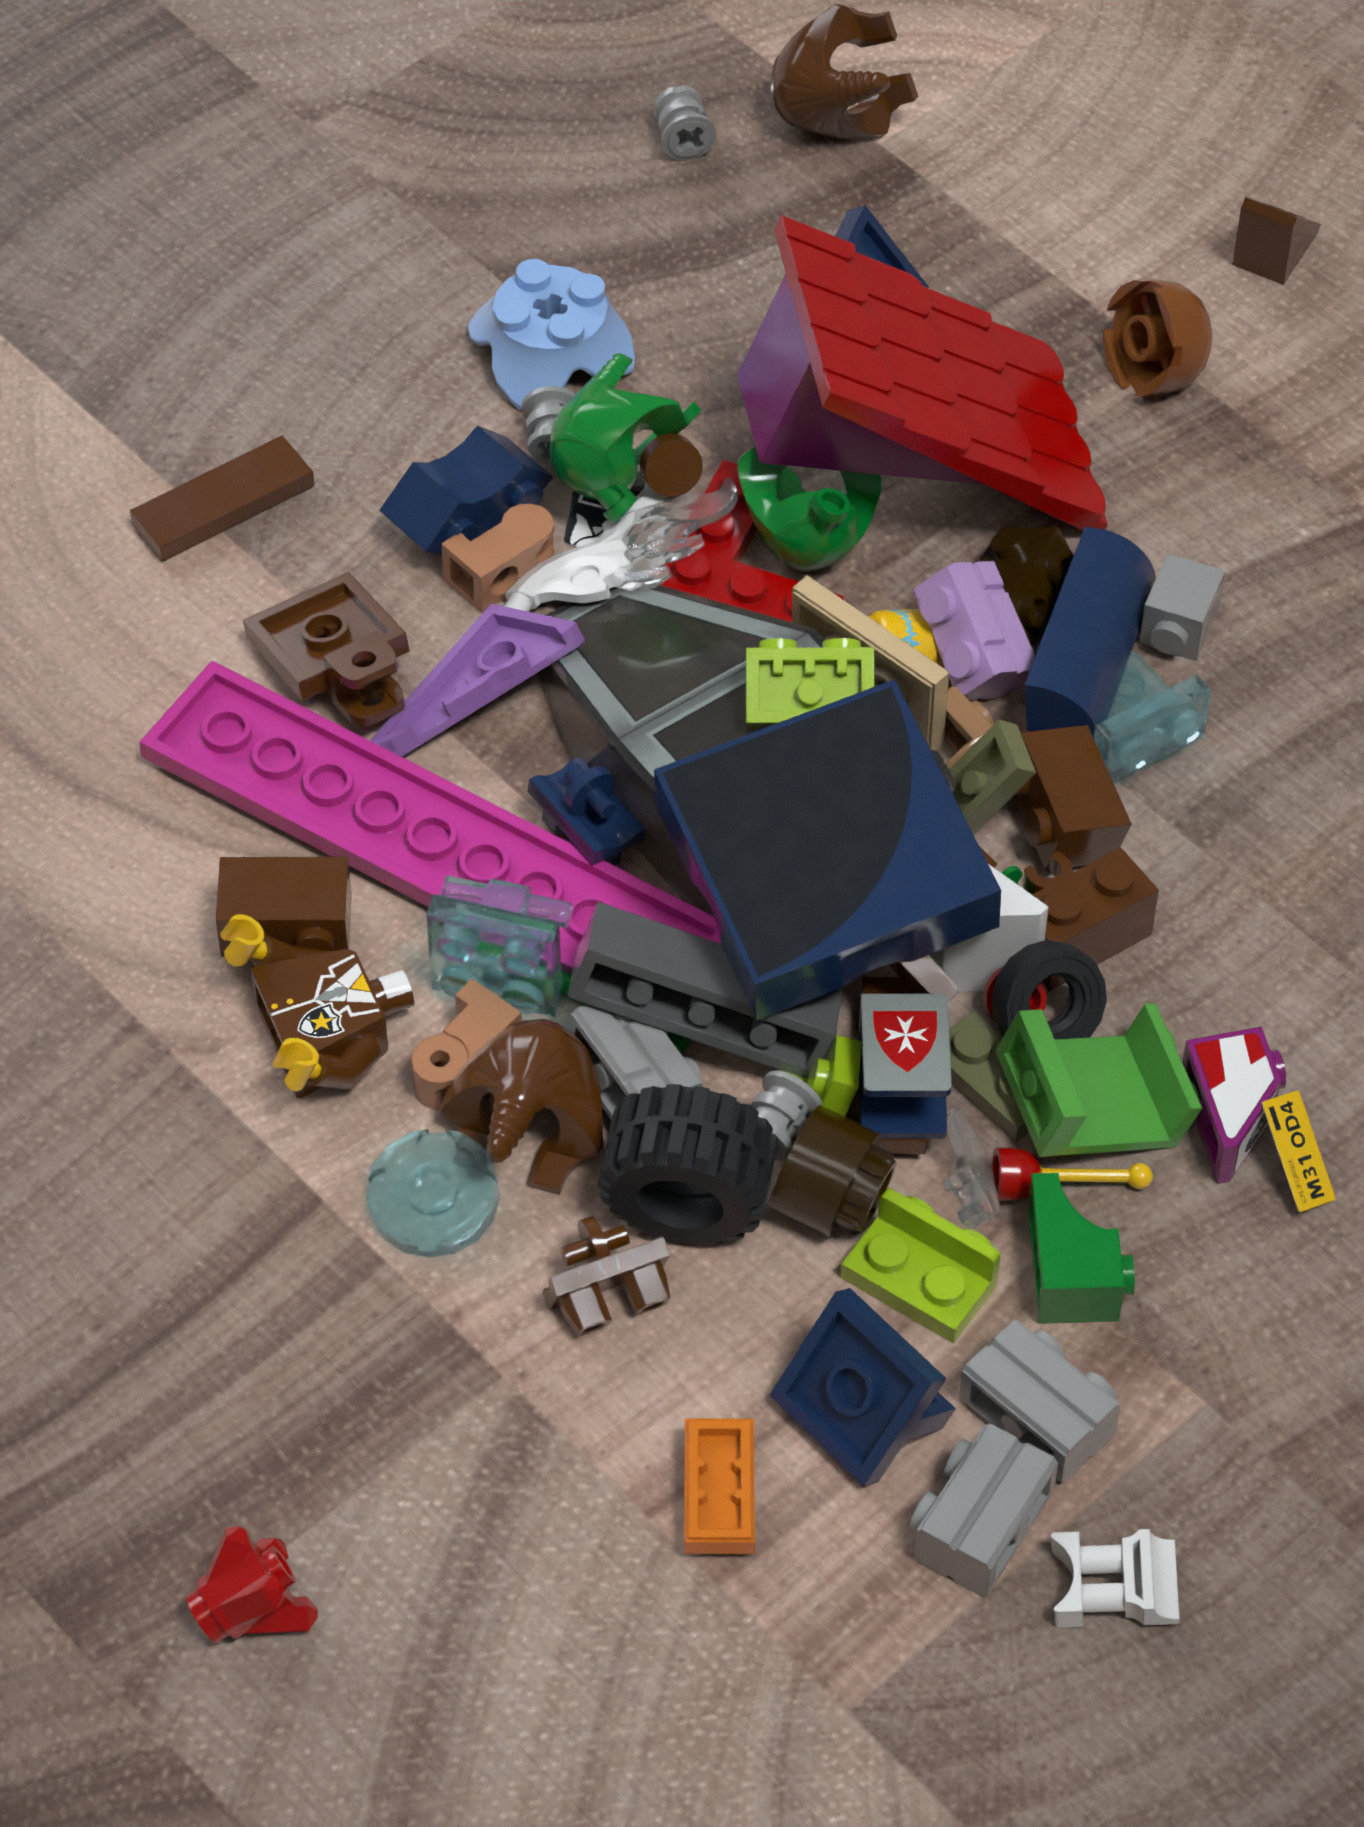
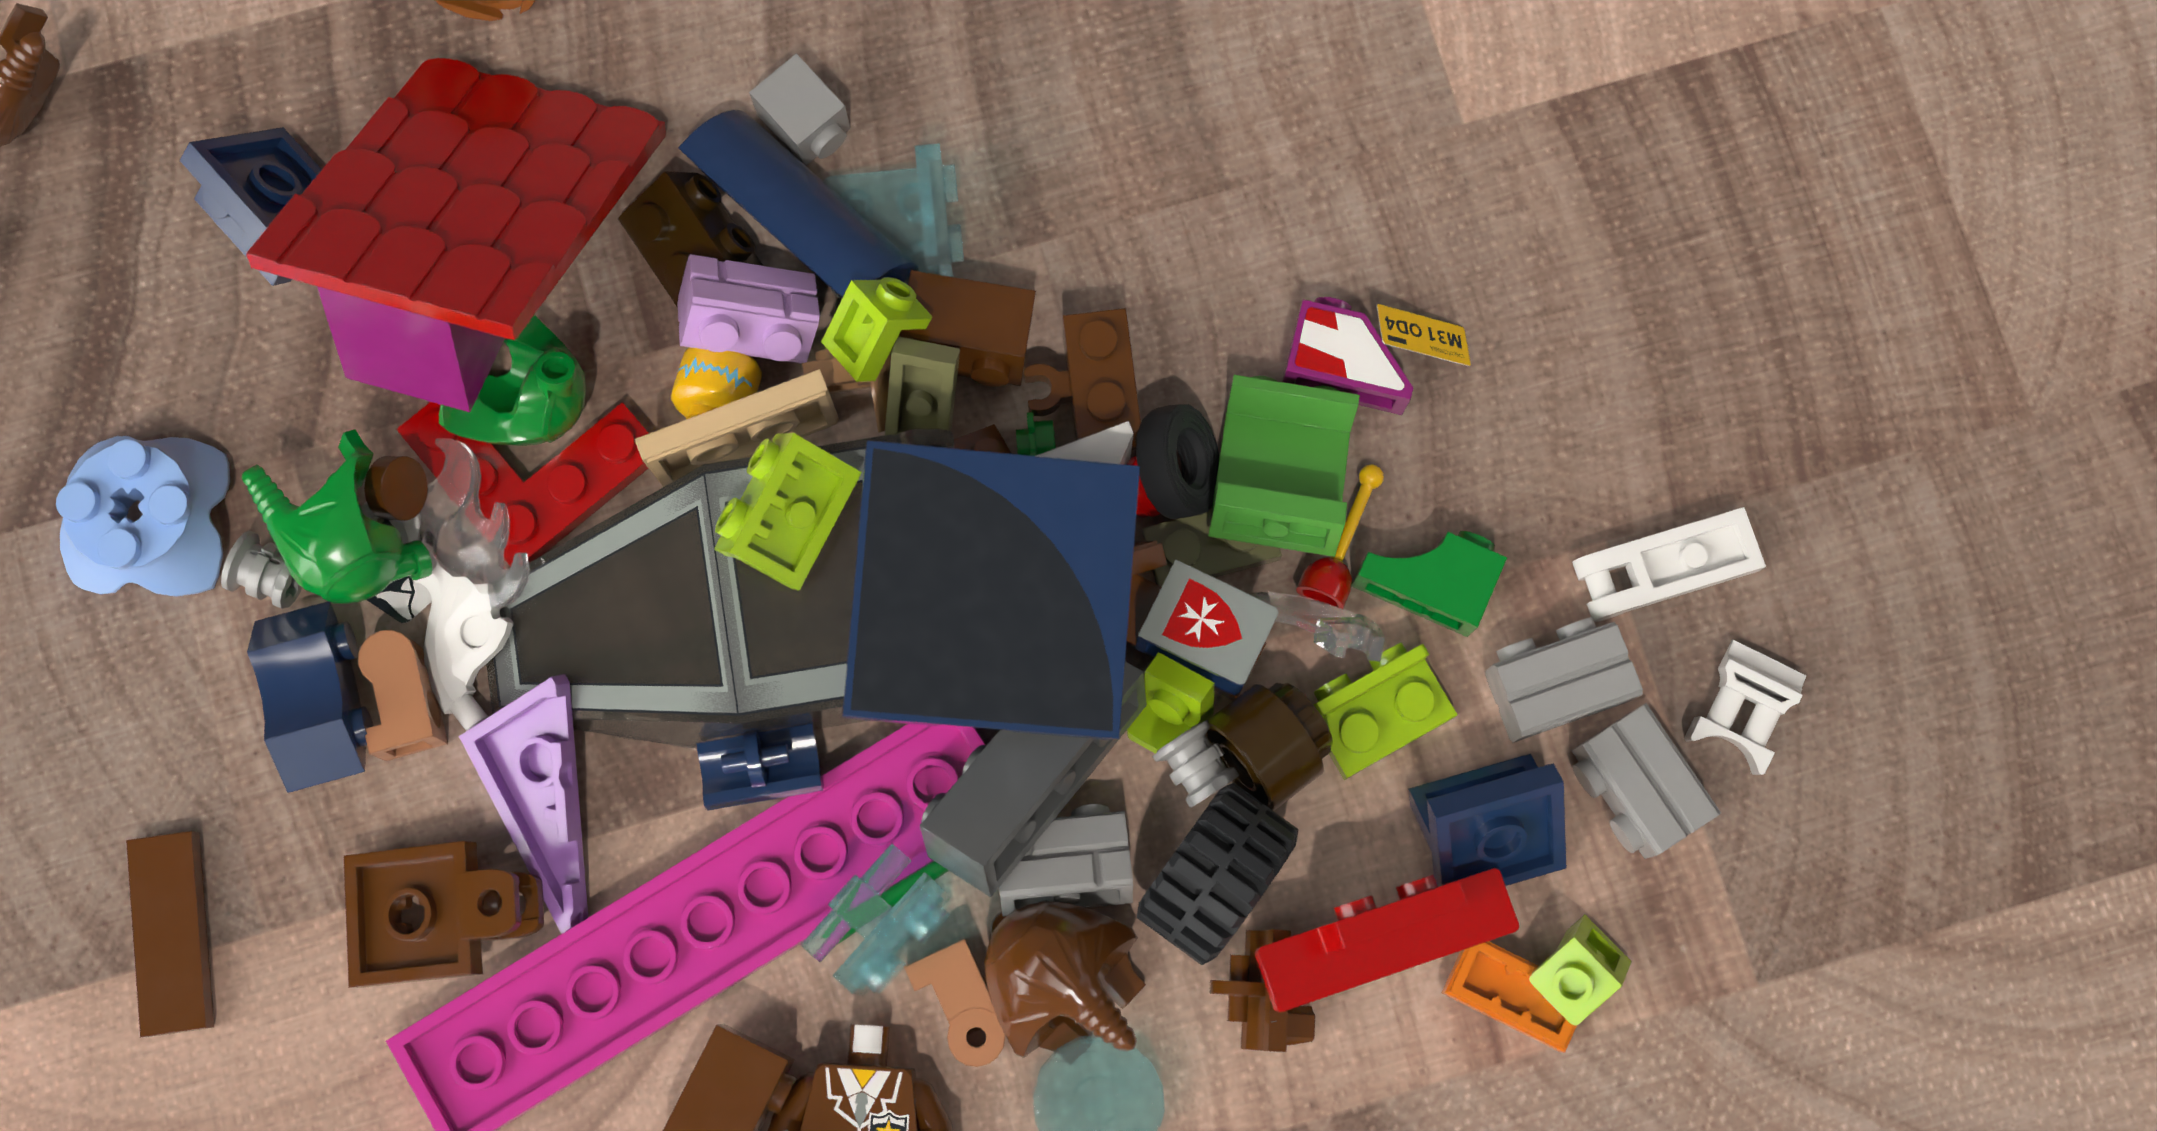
camera: 65 degrees left, 25 degrees up
(712, 1323) = (1386, 939): none -> red bracket
(777, 1518) = (1581, 971): none -> lime bracket
(1016, 699) = (870, 323): none -> lime bracket
(1214, 1452) = (1671, 563): none -> white plate

